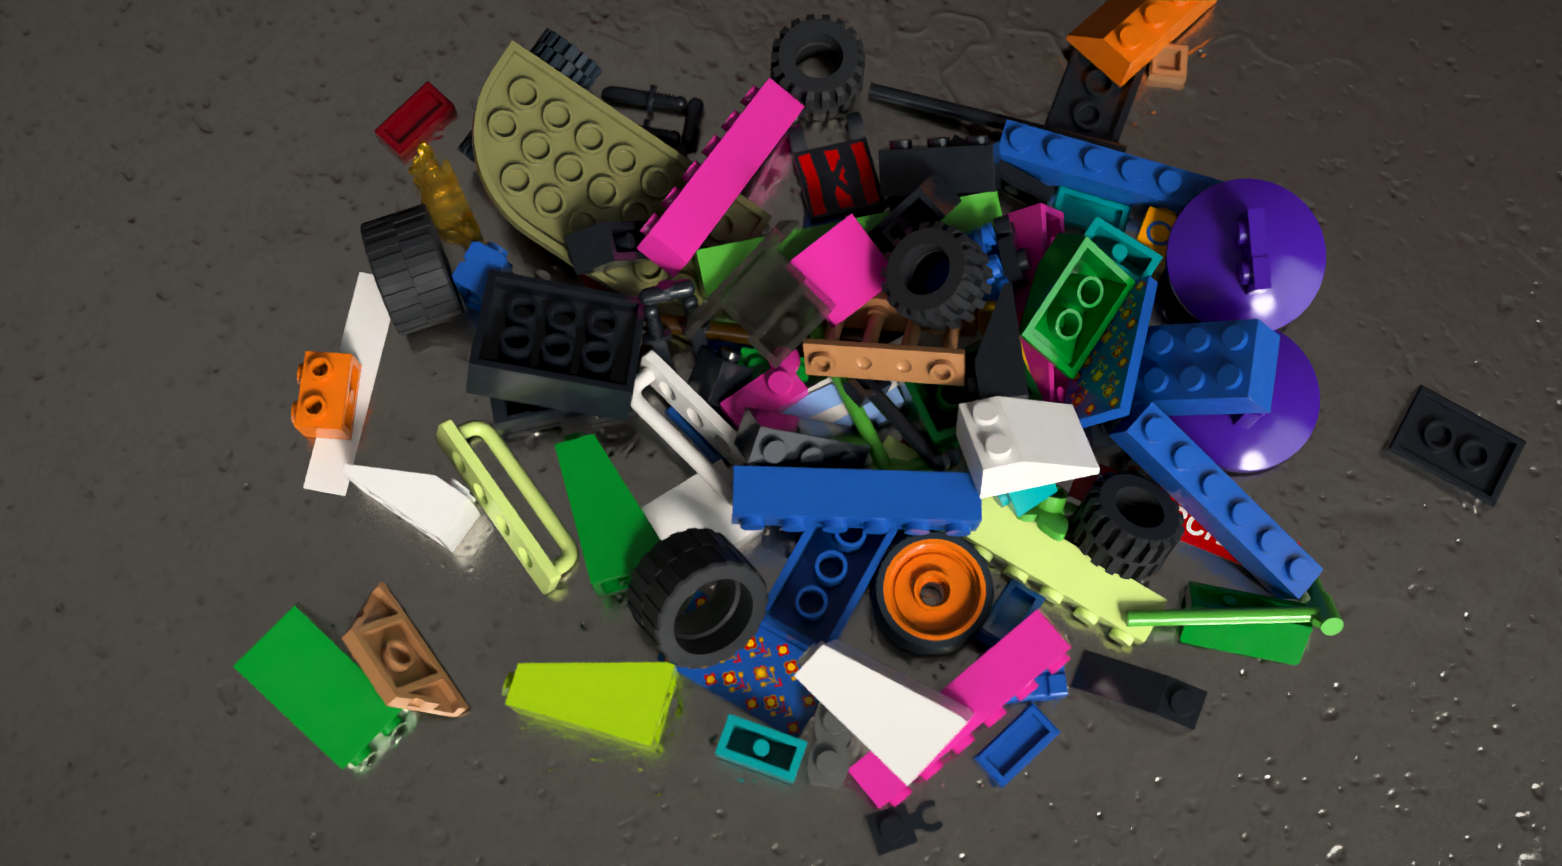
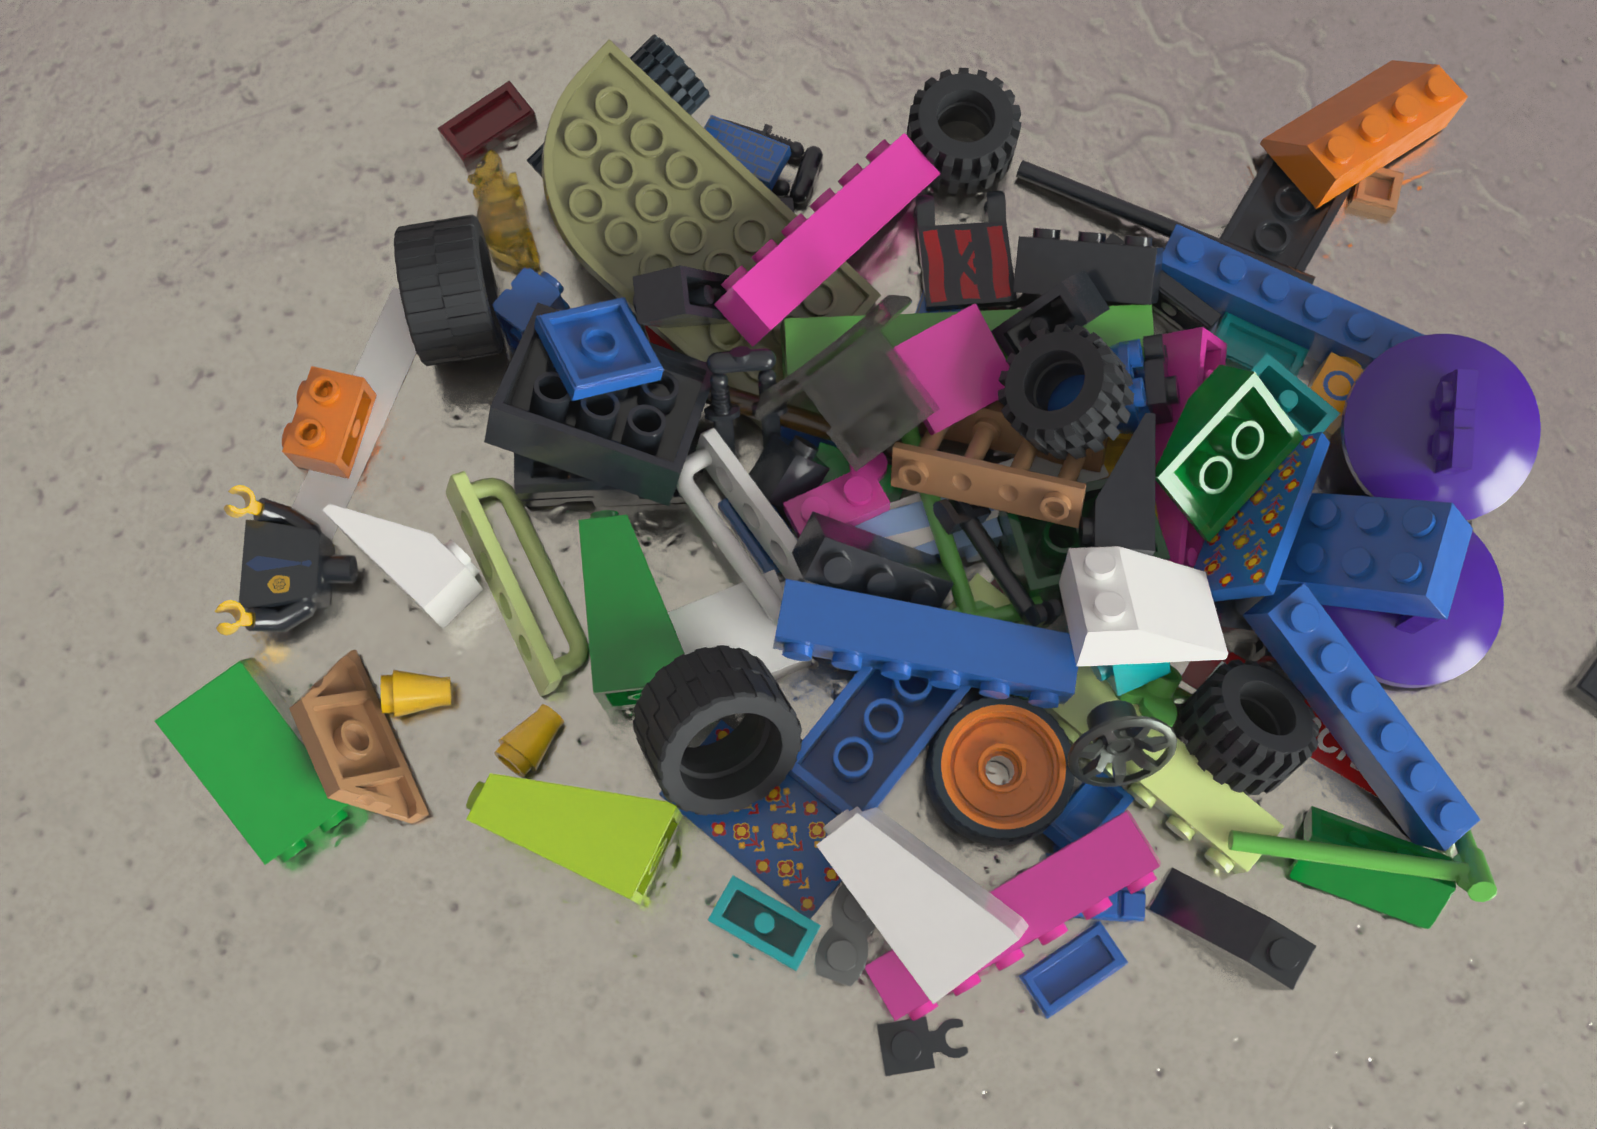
camera: 10 degrees right, 0 degrees up
(311, 522) = (284, 567): none -> black torso
(438, 609) = (413, 692): none -> yellow cone
(541, 634) = (528, 742): none -> yellow cone
(547, 300) = (598, 348): none -> blue tile
(647, 111) = (758, 153): none -> blue tile
(1022, 552) = (1118, 738): none -> pearl dark grey wheel

